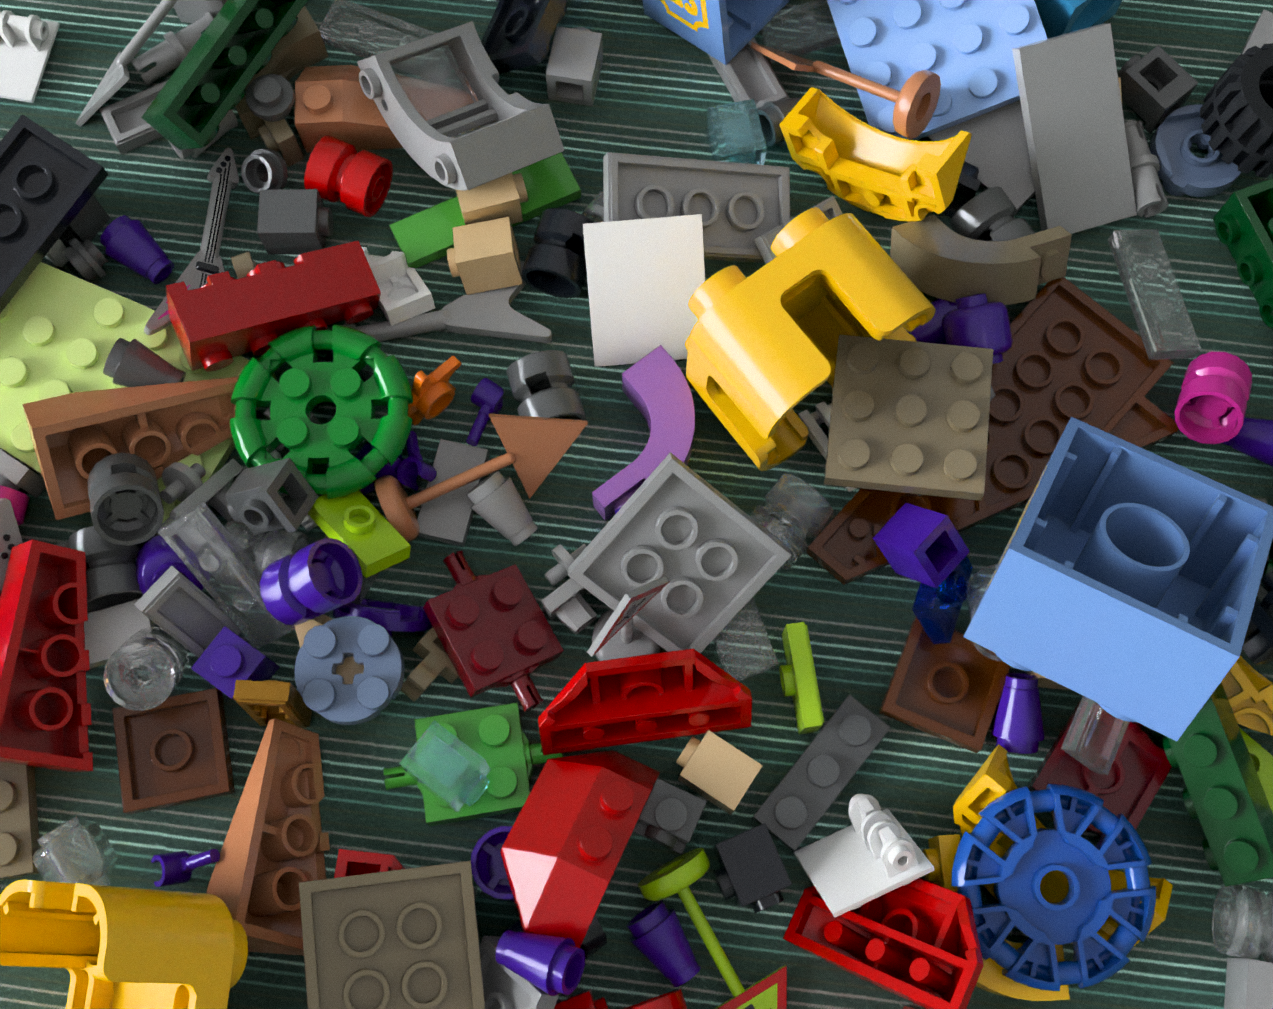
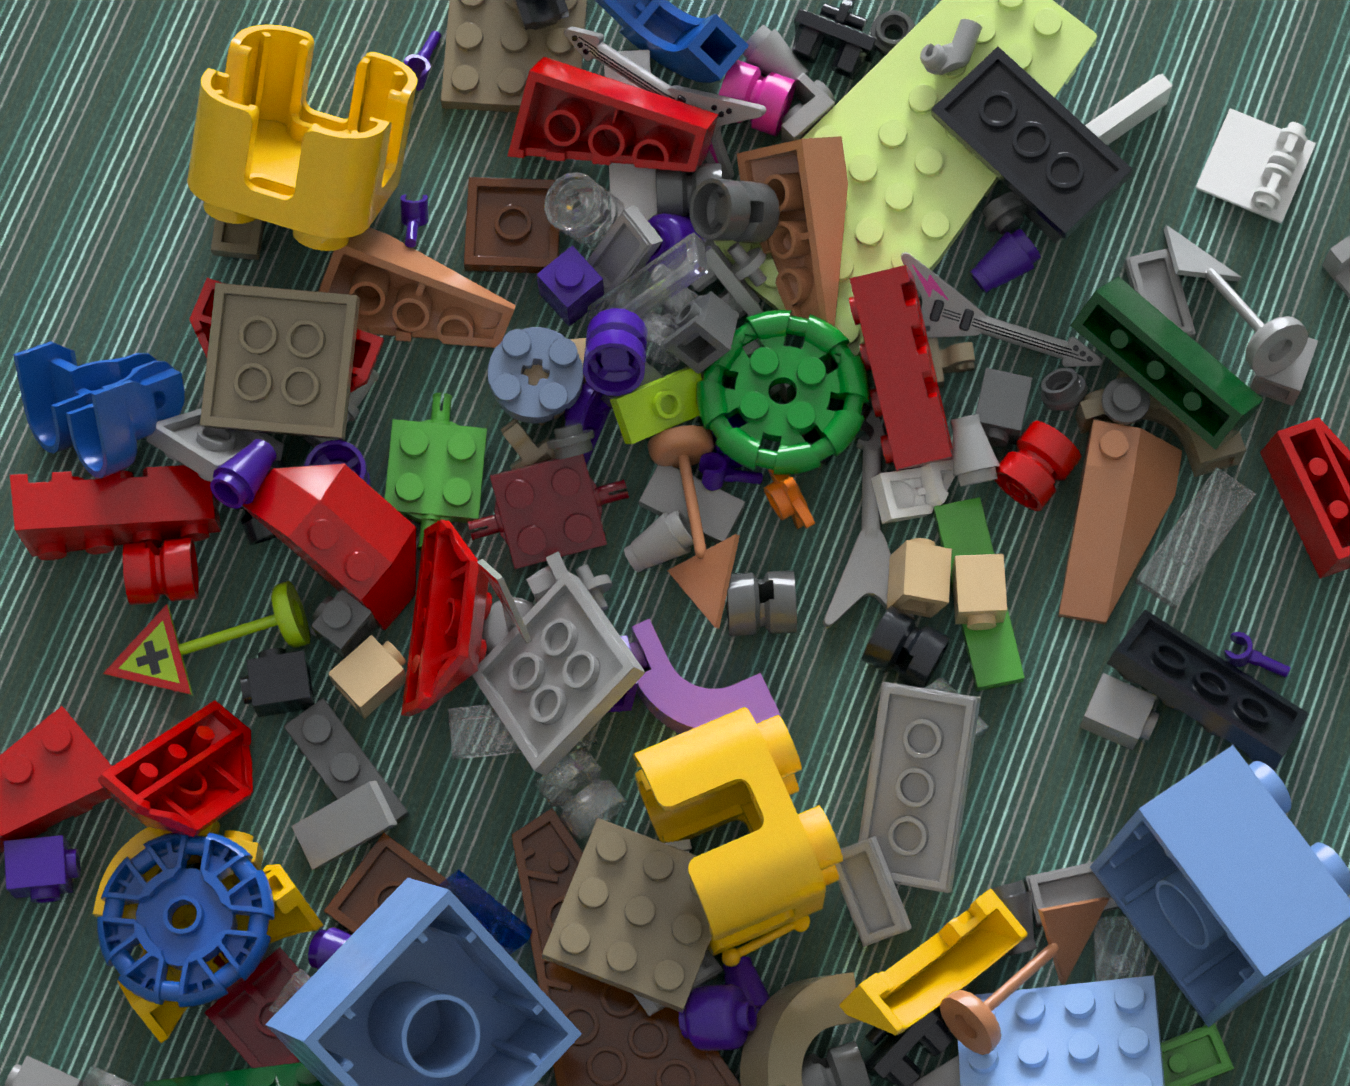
camera: 105 degrees right, 0 degrees up
(75, 854) = (441, 134): clear head -> none
(137, 365) = (864, 243): dark grey cone -> none
(171, 51) = (1222, 328): light grey pin -> none
(272, 700) = (527, 306): pearl gold plate -> none
(350, 223) = (972, 453): none -> light grey cone
(418, 613) = (571, 441): none -> dark grey plate
(447, 767) = (428, 439): clear light blue brick -> none
(453, 114) = (1069, 569): light grey window -> none
(489, 398) = (773, 556): dark purple hand -> none
(642, 285) = (844, 714): white sticker -> none
(663, 942) = (238, 596): dark purple cone -> none
(736, 133) = (995, 852): clear light blue brick -> none
(799, 678) = (432, 769): lime plate -> none
(863, 858) = (259, 775): white hinge -> none
(886, 752) = (344, 825): none -> light grey tile
(921, 544) = (517, 896): dark purple brick -> none

